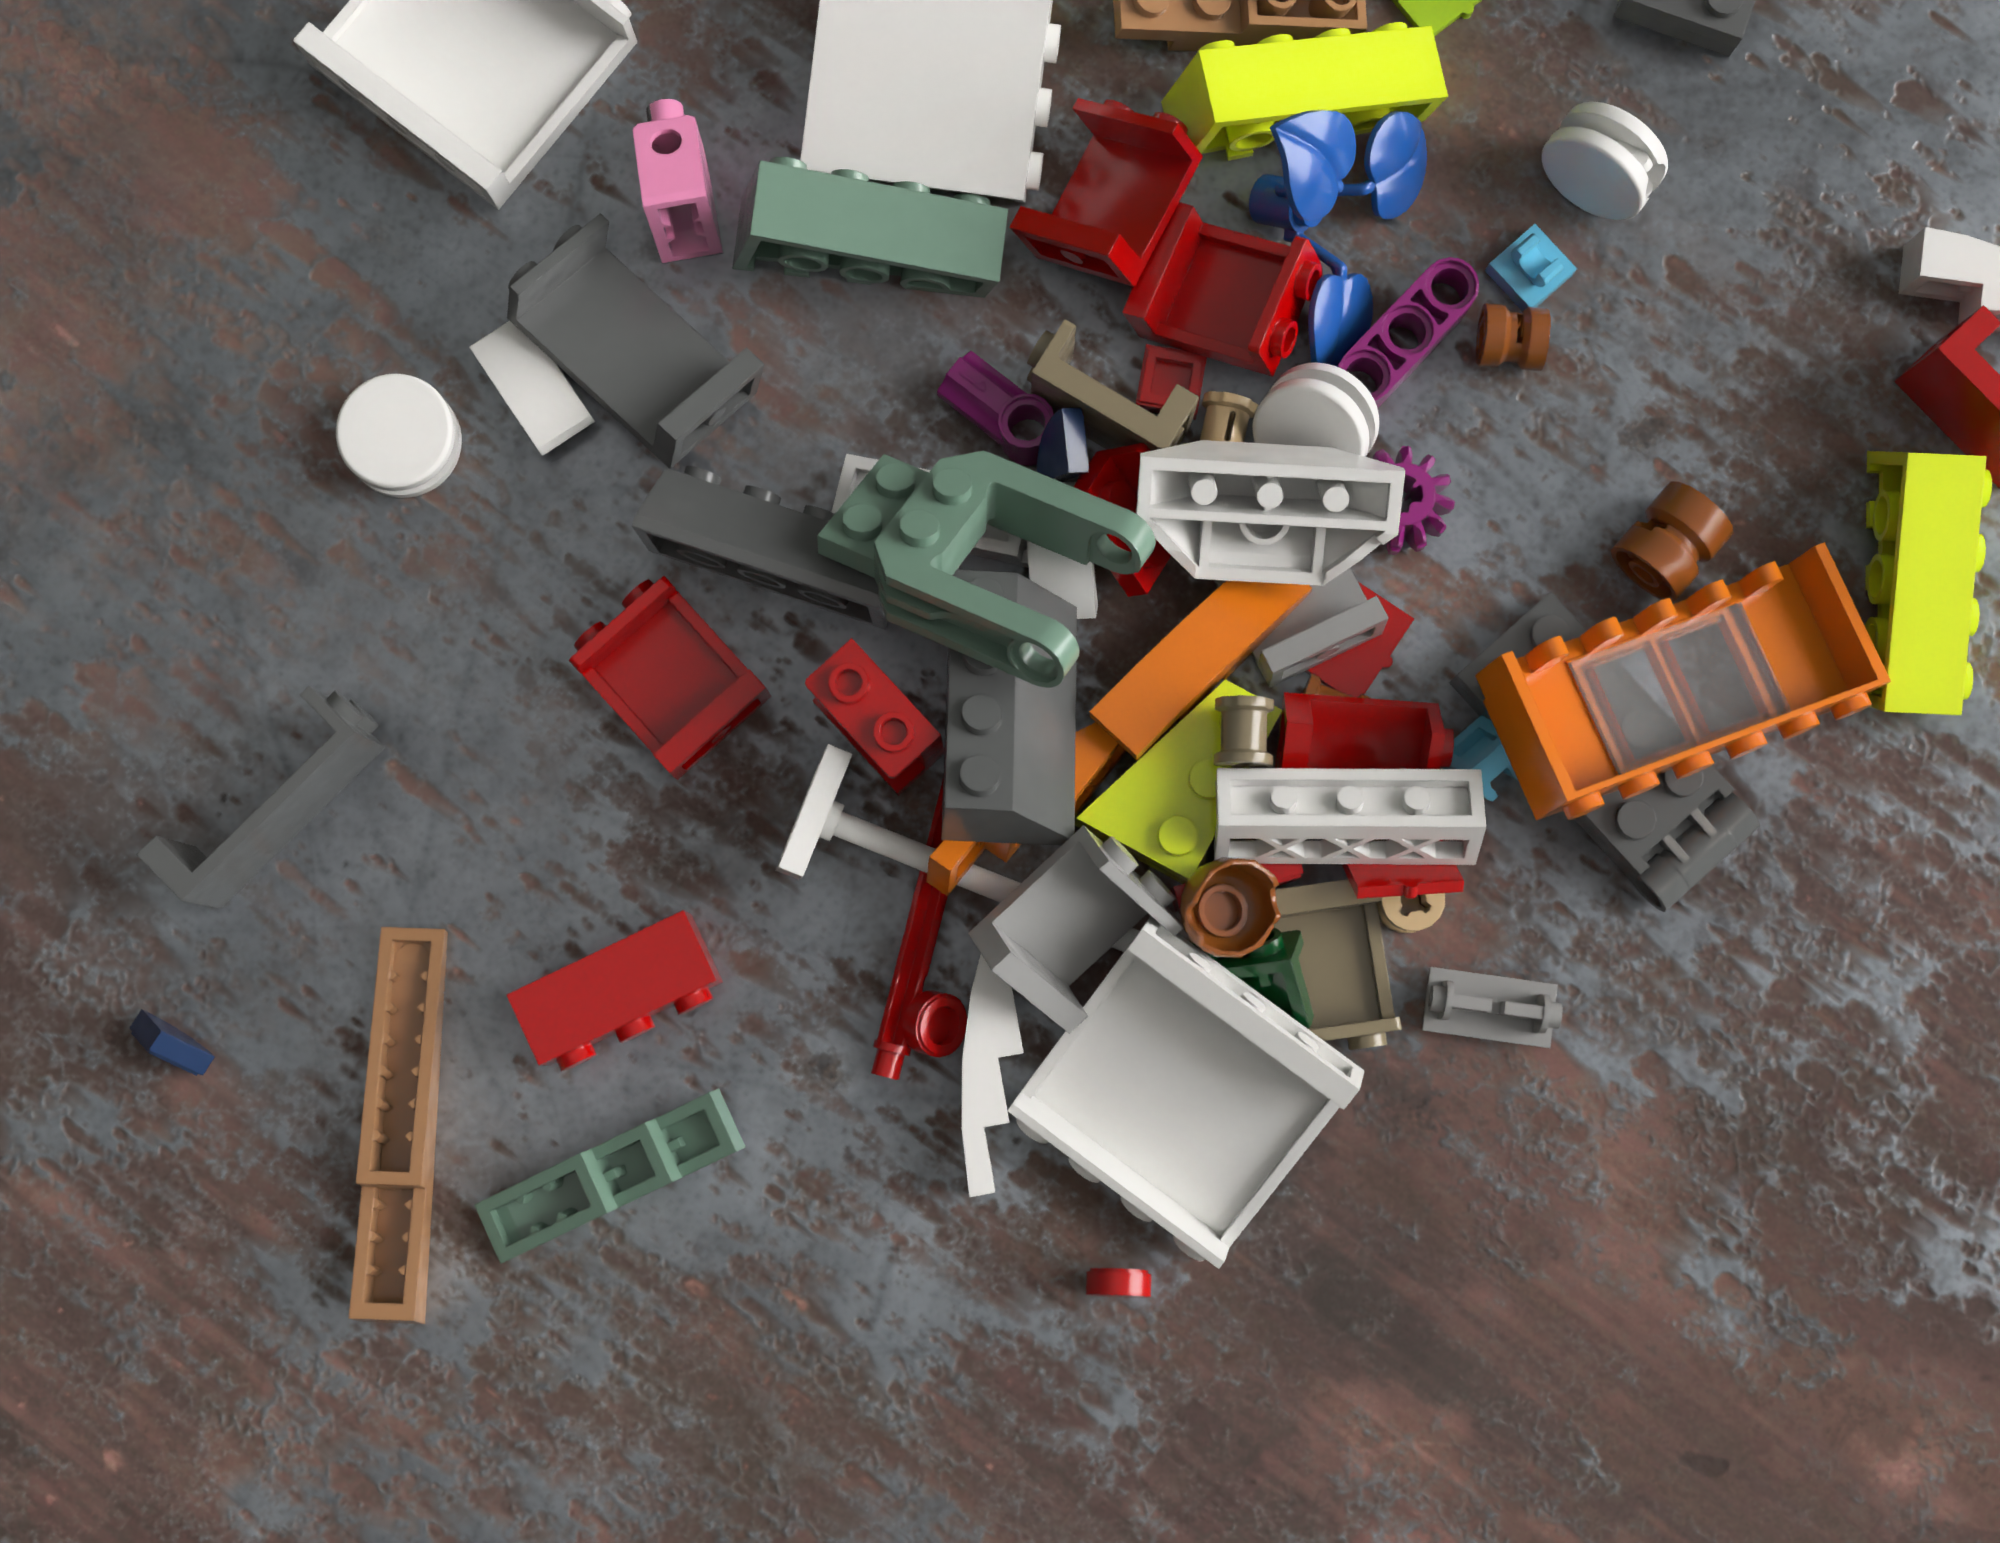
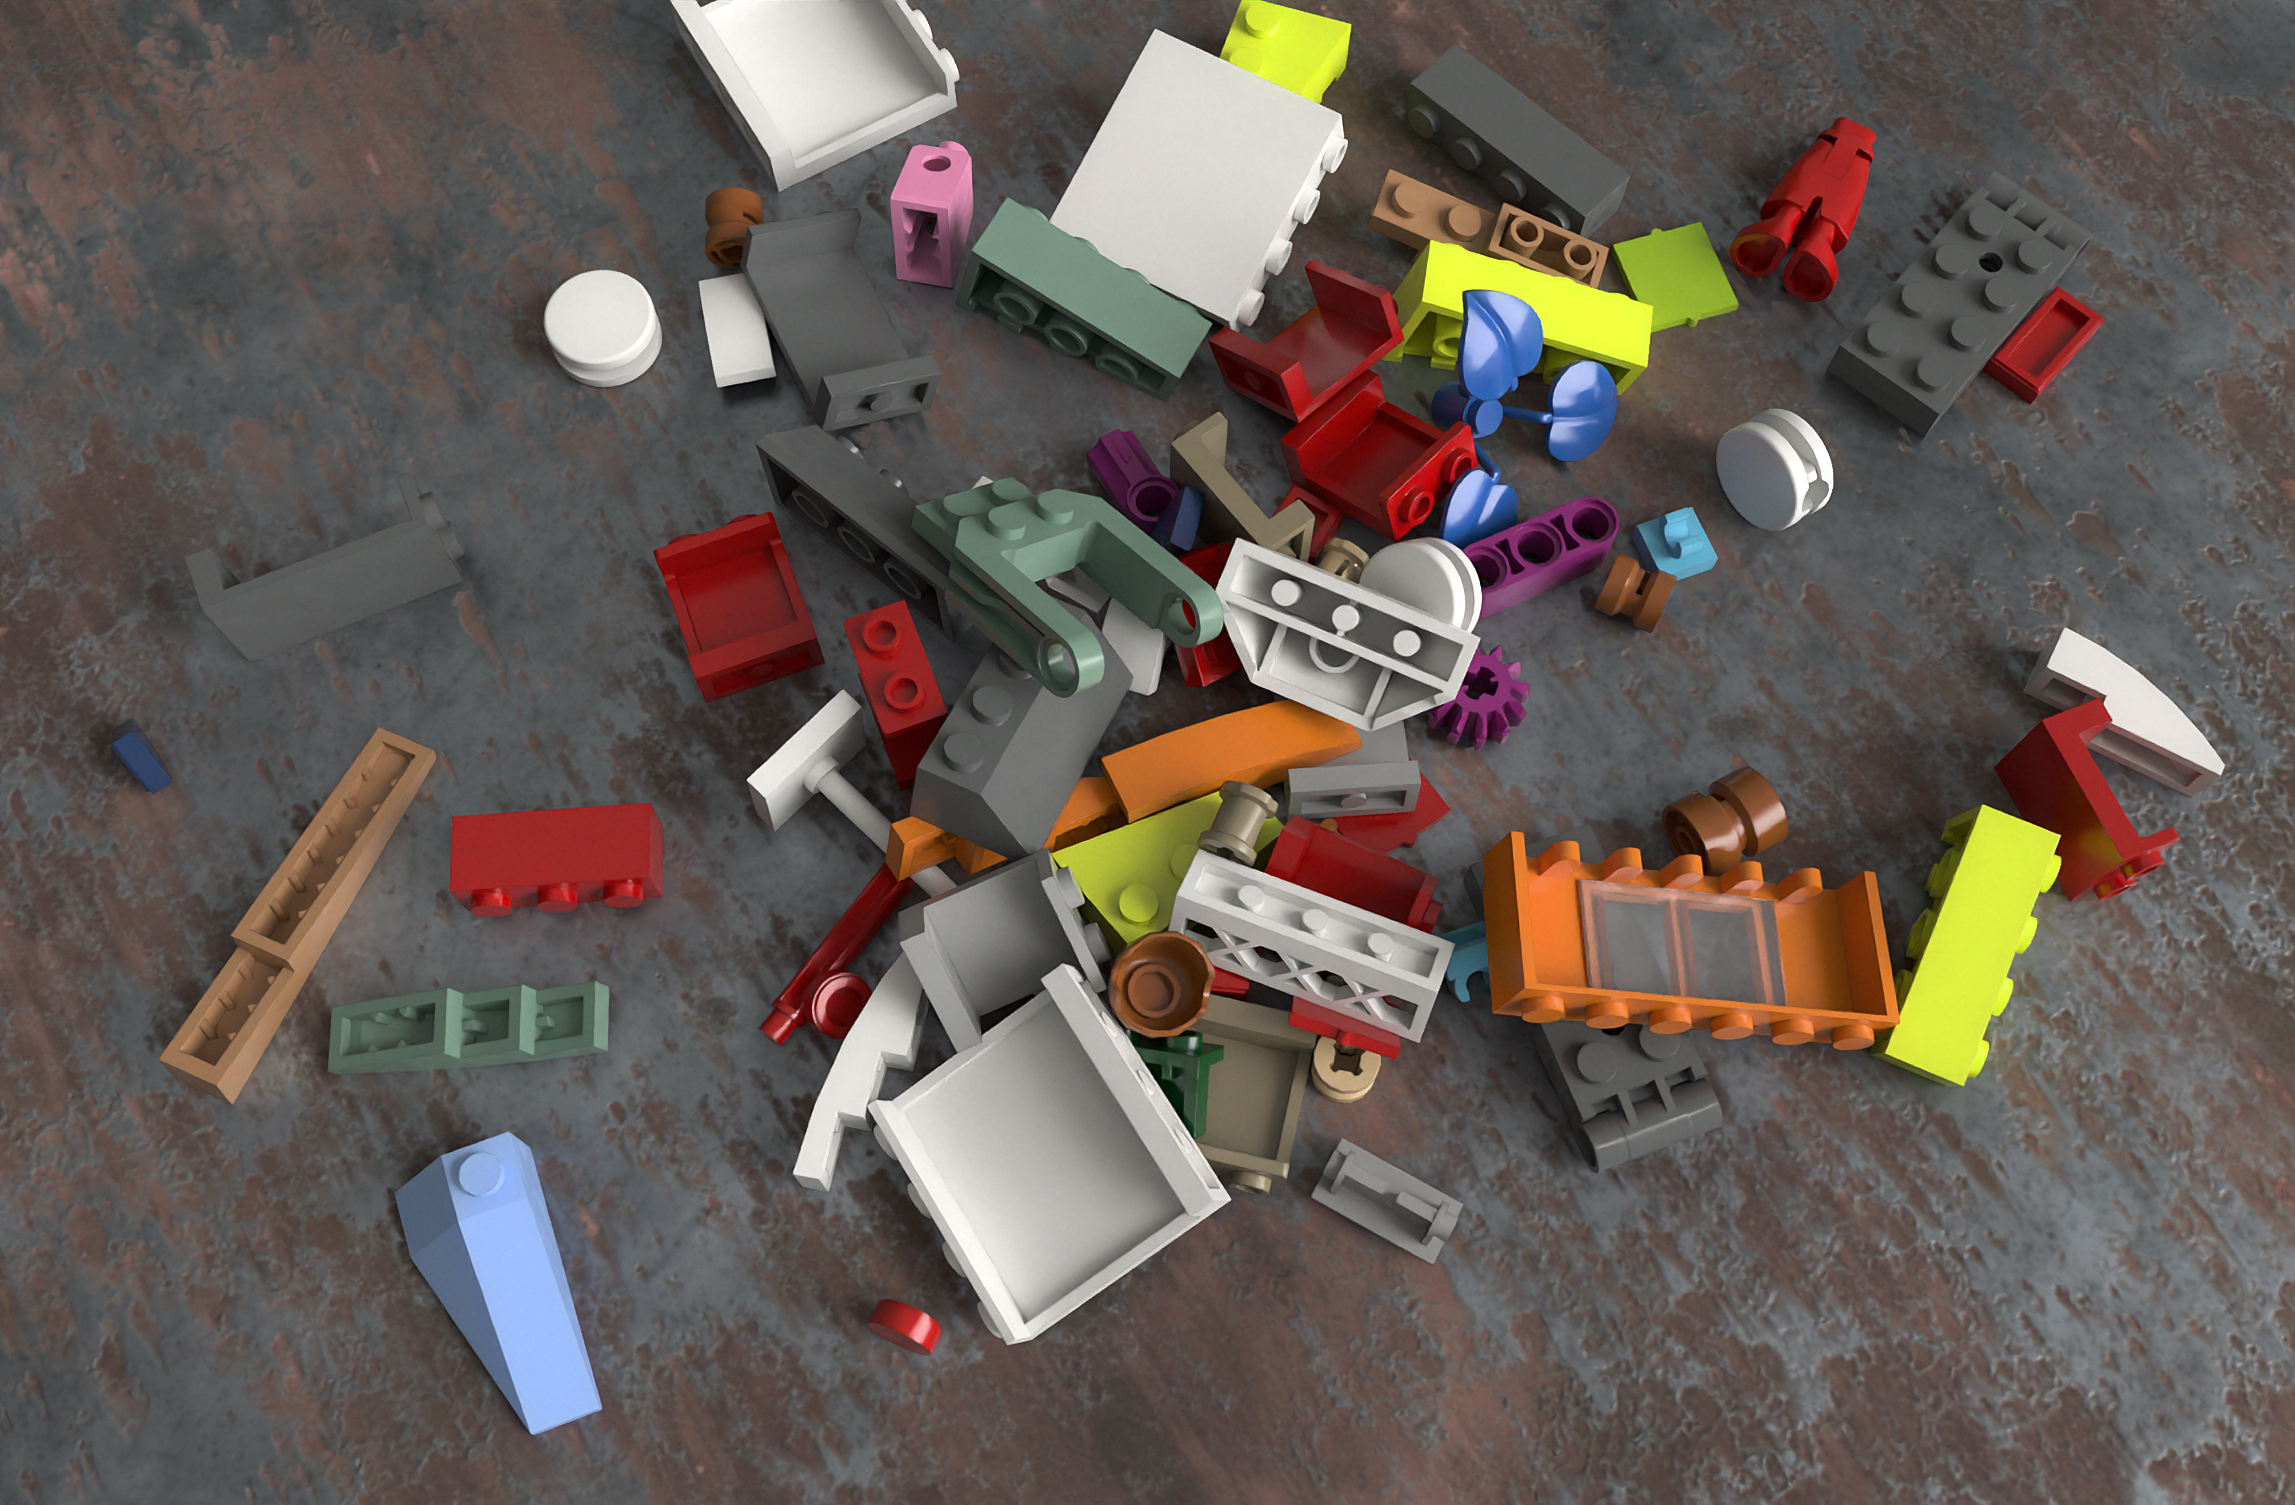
camera: 20 degrees right, 15 degrees down
(479, 275) = (728, 225): none -> dark orange wheel
(737, 1373) = (495, 1265): none -> light blue wedge

